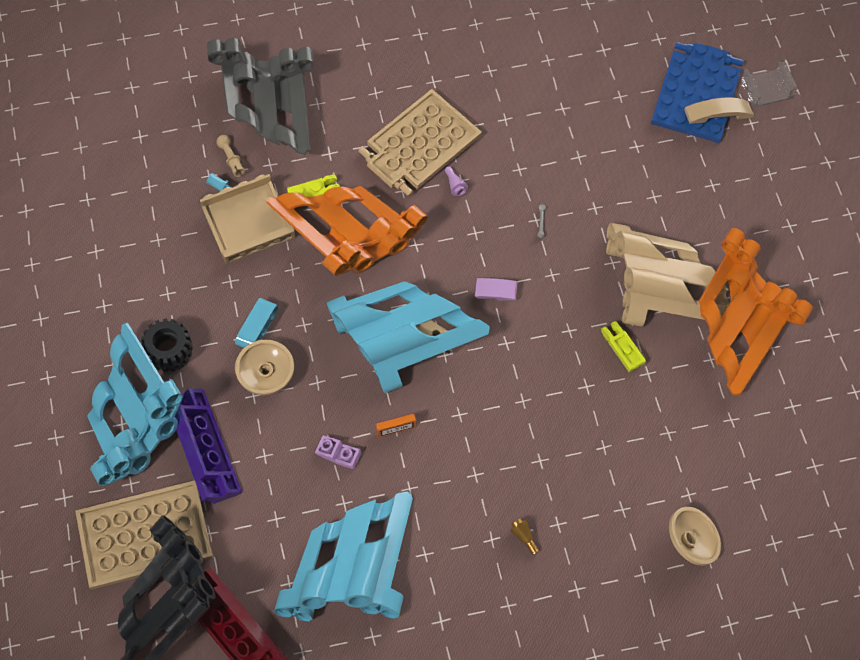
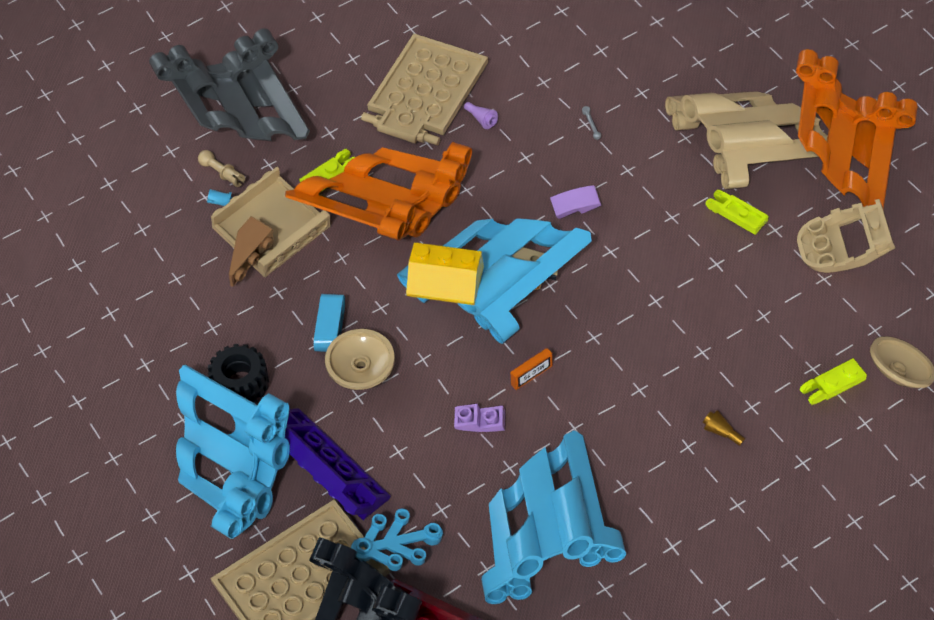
camera: 15 degrees left, 10 degrees down
(221, 234) = (250, 243): none -> medium nougat slope
(224, 535) = (394, 542): none -> medium azure plant
(353, 324) = (444, 273): none -> yellow slope
(634, 528) = (834, 381): none -> neon yellow hinge
(681, 400) = (823, 244): none -> tan slope

